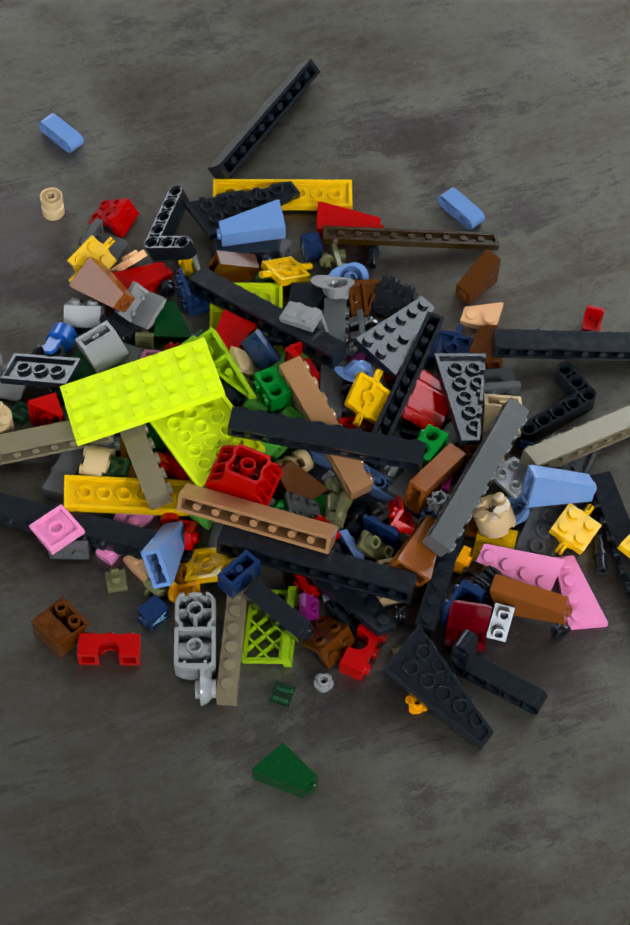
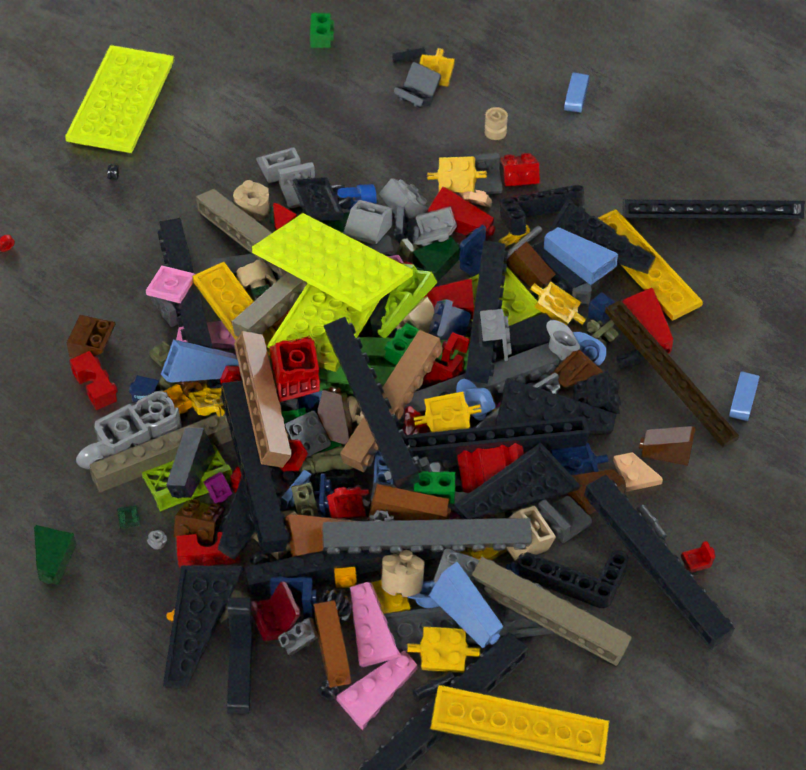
camera: 60 degrees right, 5 degrees down
(101, 284) = (430, 190): slope -> none
(239, 574) = (203, 415): dark blue brick -> none

